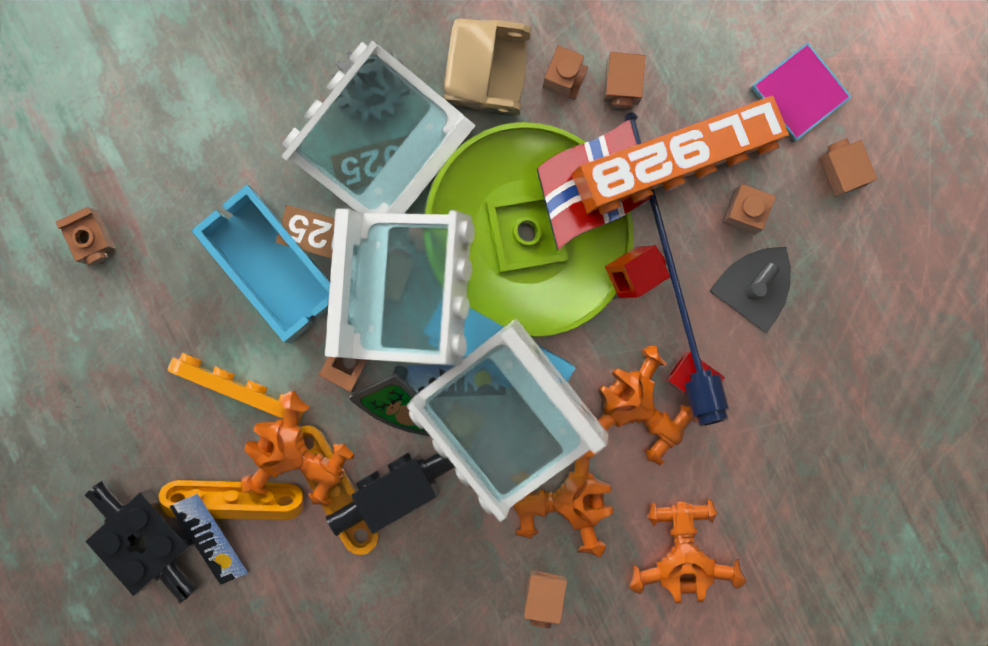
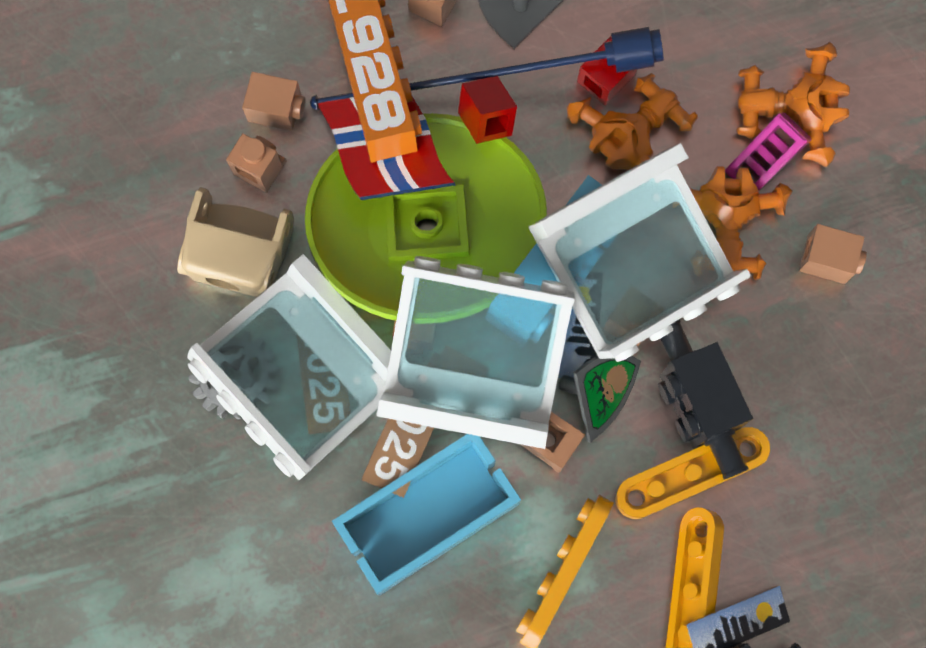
camera: 85 degrees left, 10 degrees down
(283, 450) = (644, 518): orange piece -> none
(655, 550) = (781, 121): none -> dark pink slope

